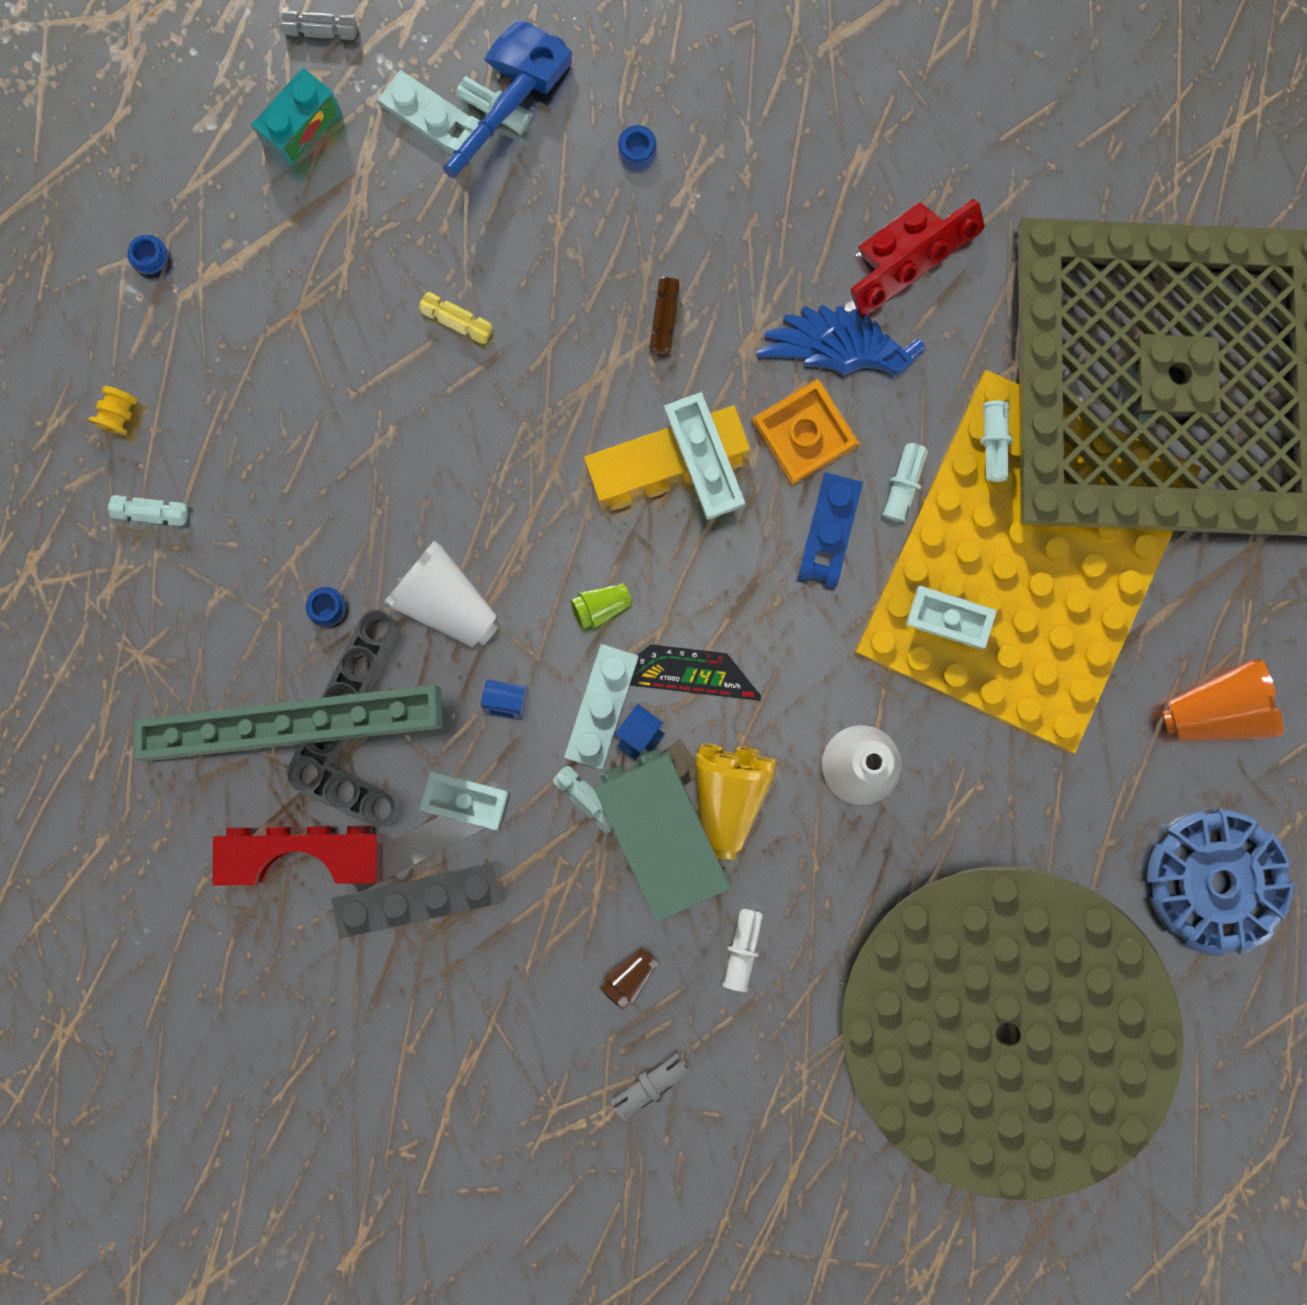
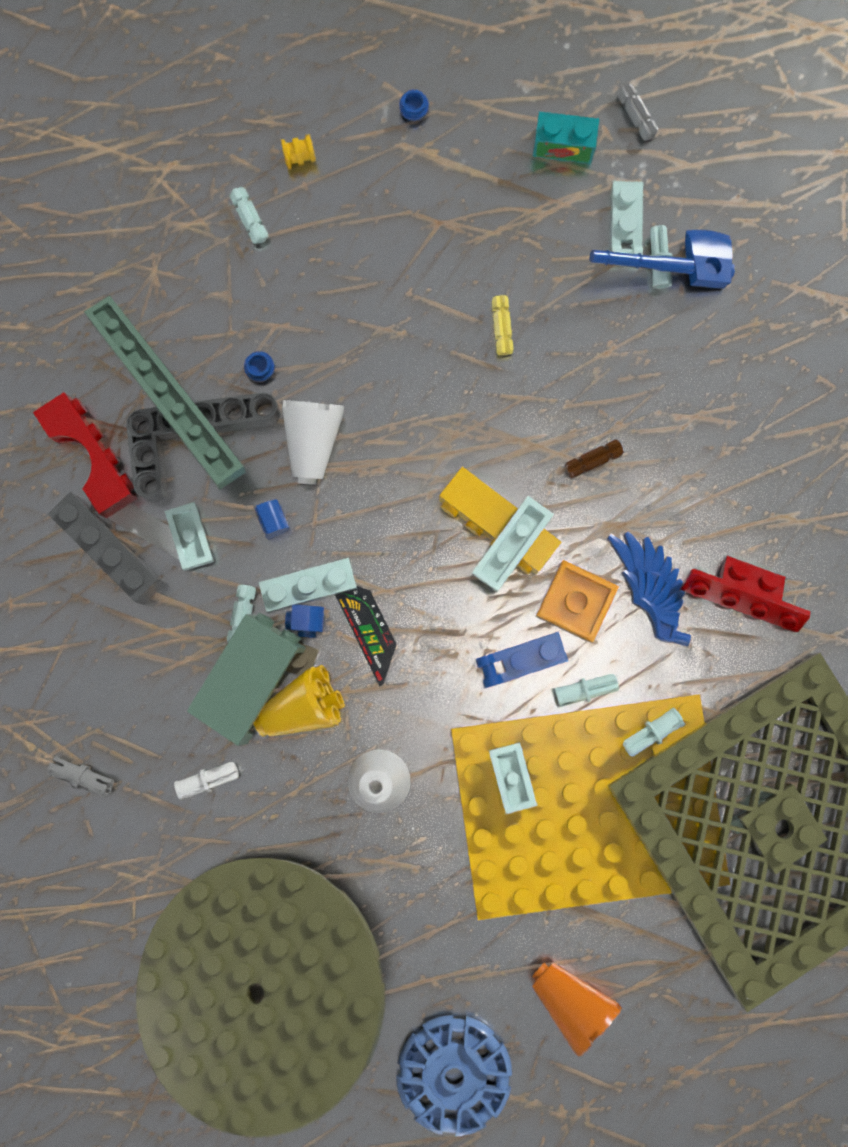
camera: 60 degrees right, 0 degrees up
(599, 605) = (373, 540): lime cone -> none
(628, 979) = (138, 716): reddish brown cone -> none
(637, 146) = (696, 367): blue tile -> none

